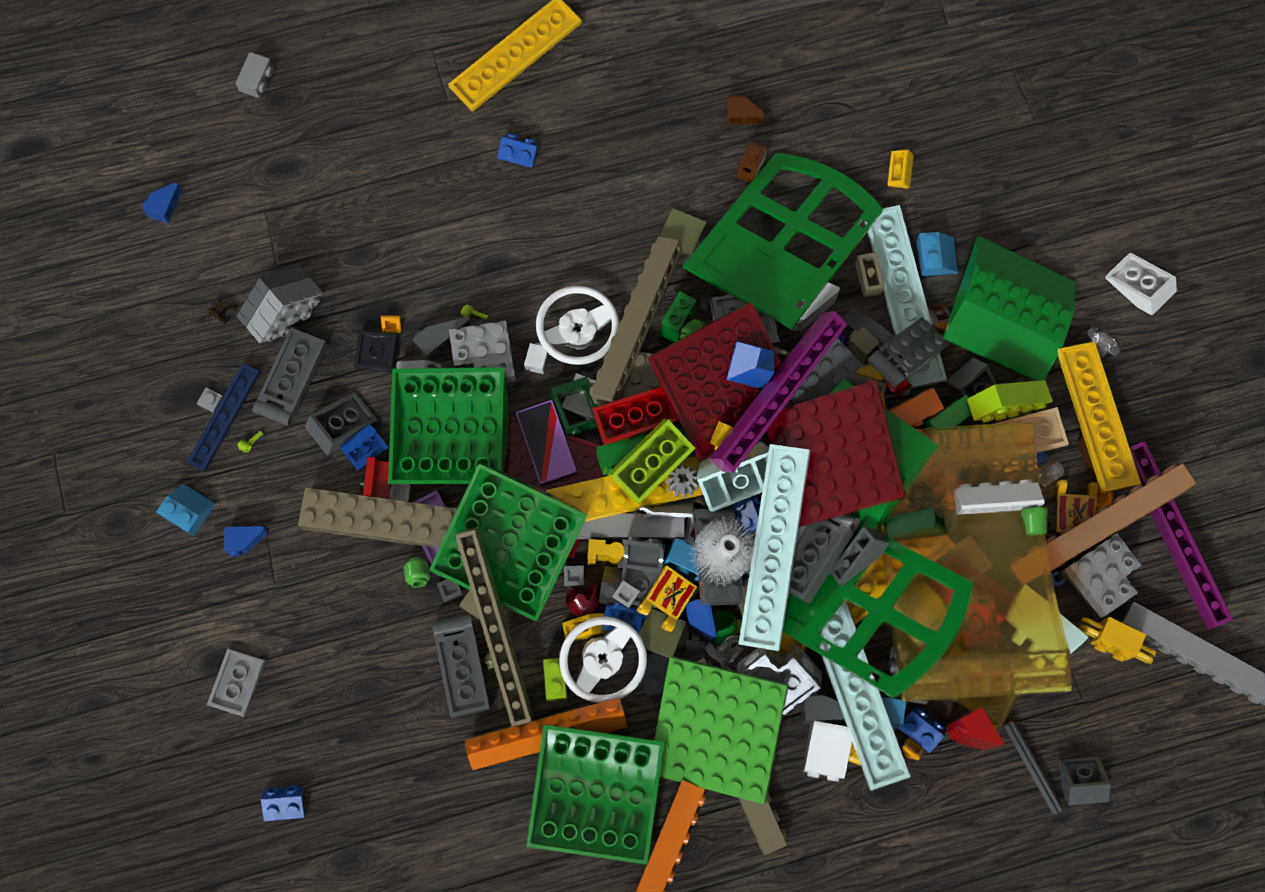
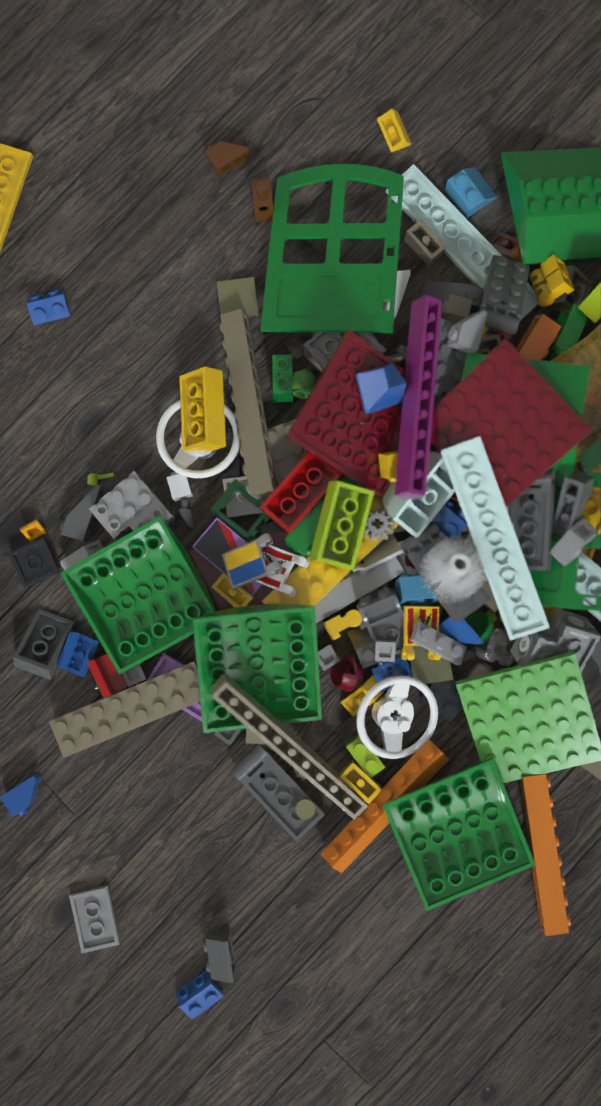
camera: 30 degrees left, 10 degrees up
(324, 777) = (220, 955): none -> dark grey slope
(416, 572) = (191, 734): bright green head -> none
(475, 691) = (305, 808): none -> olive tile
(525, 467) = (236, 597): none -> yellow slope
(527, 385) = (185, 514): none -> dark grey bar
(537, 698) = (361, 783): none -> yellow brick
(554, 452) = (248, 563): none -> flag
(573, 468) = (287, 560): none -> white flag
(594, 304) = (202, 410): none -> yellow slope
(676, 616) = (438, 643): none -> light grey plate
(836, 588) = (572, 542): none -> light grey slope
(851, 362) = (467, 333): none -> light grey slope
(960, 366) = (550, 281): none -> yellow legs

